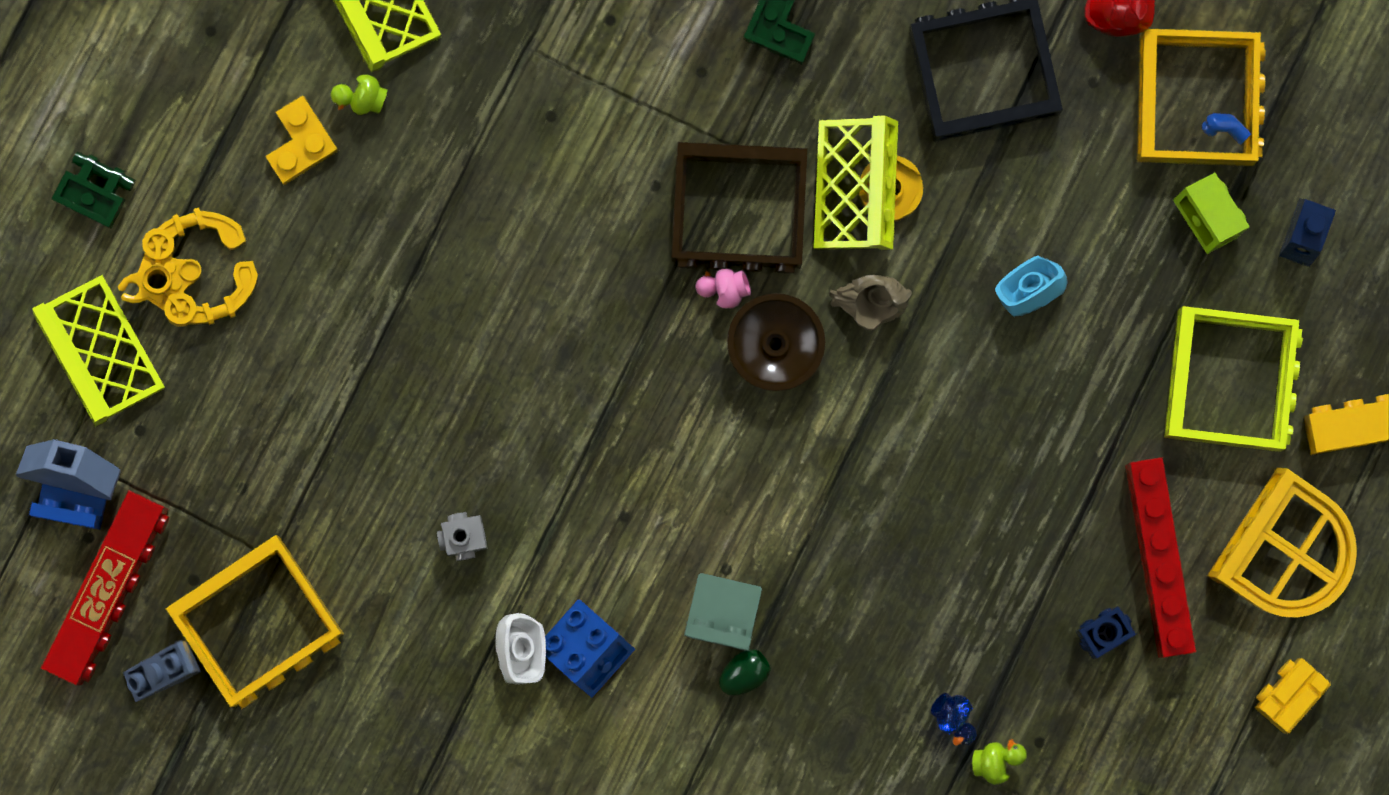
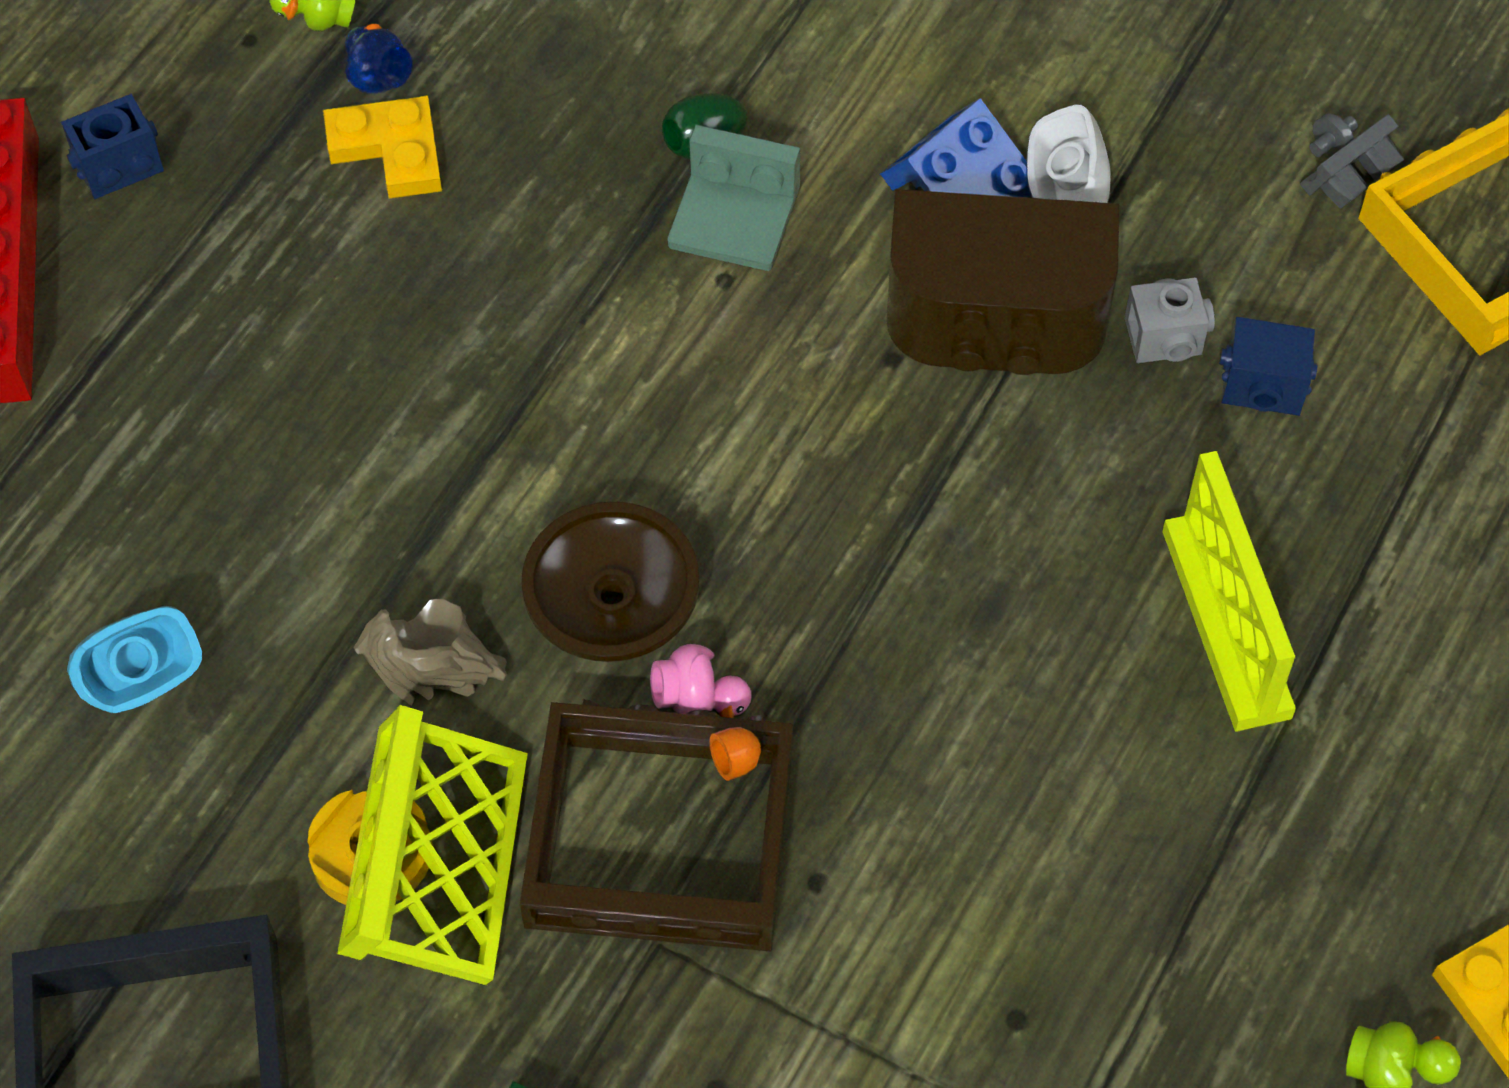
camera: 175 degrees left, 25 degrees down
(350, 671) = (1336, 174): none -> dark grey hips
(406, 508) = (1268, 366): none -> dark blue head
(434, 348) = (1231, 601): none -> neon yellow fence
(561, 550) = (1001, 280): none -> dark brown brick
(700, 234) = (734, 752): none -> orange hinge
(933, 667) = (392, 130): none -> yellow plate

